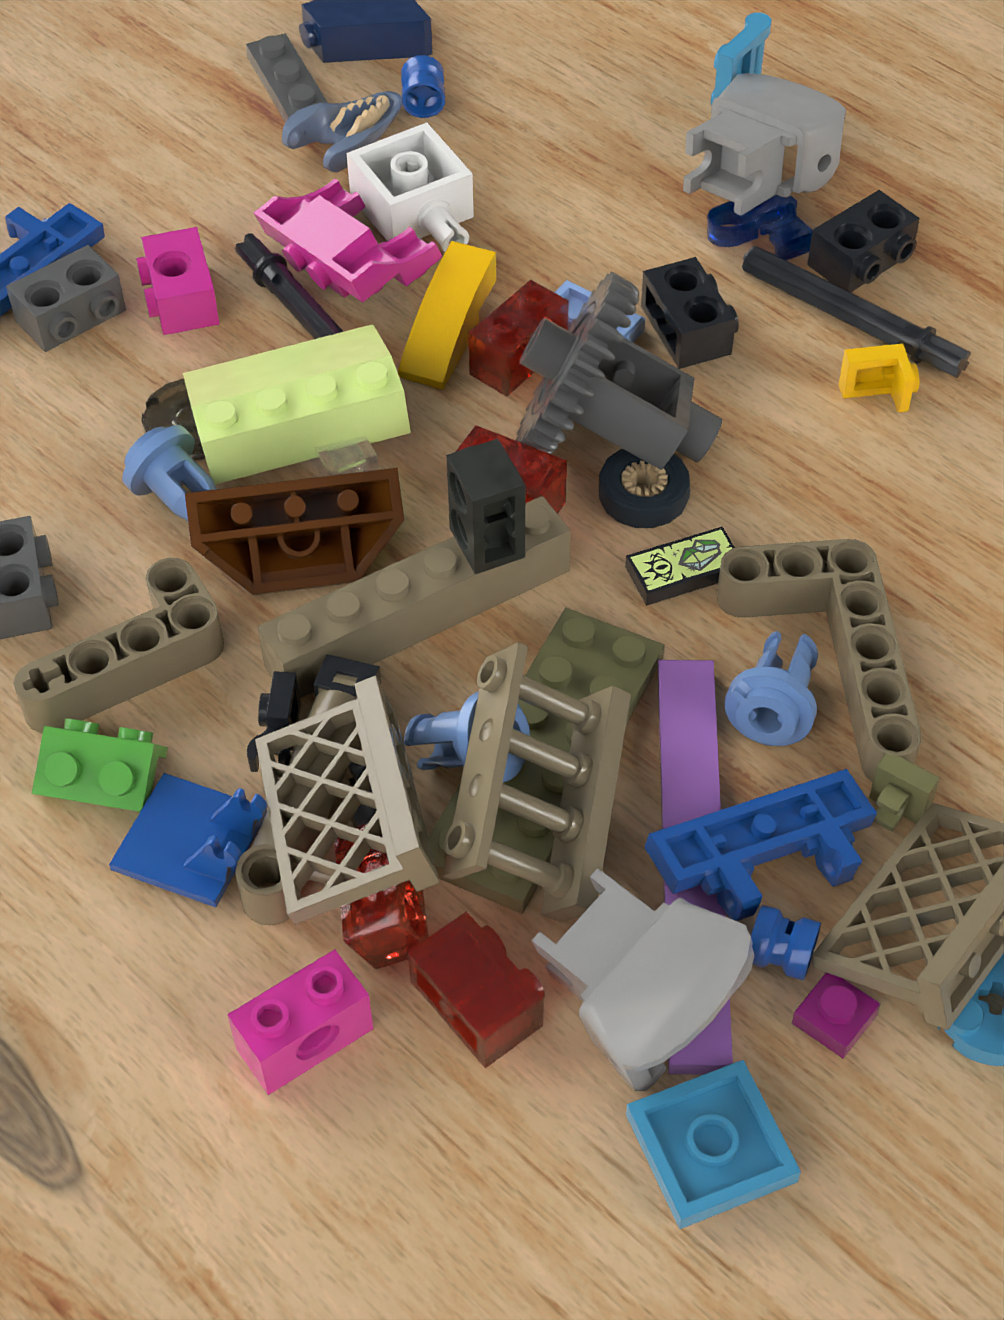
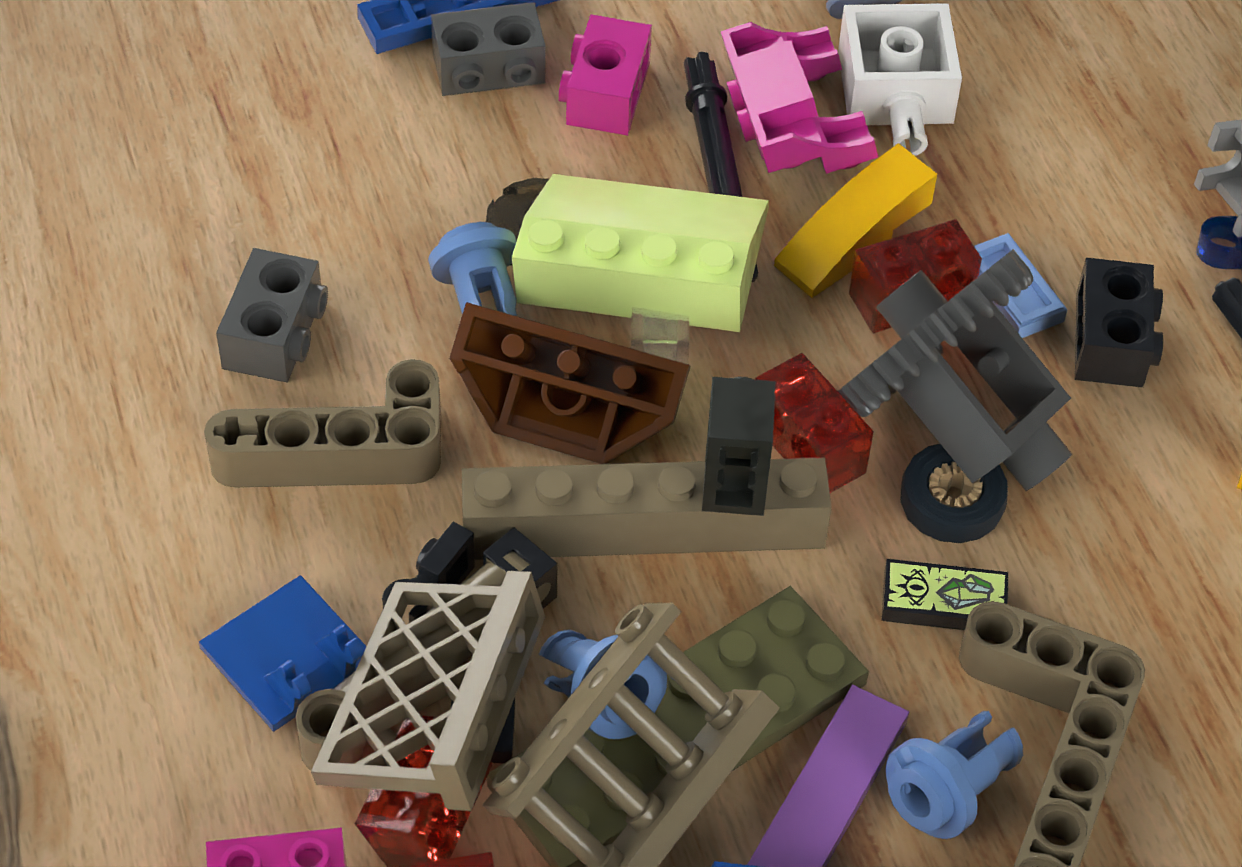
camera: 25 degrees right, 0 degrees up
(95, 767) = (243, 539): bright green bracket -> none

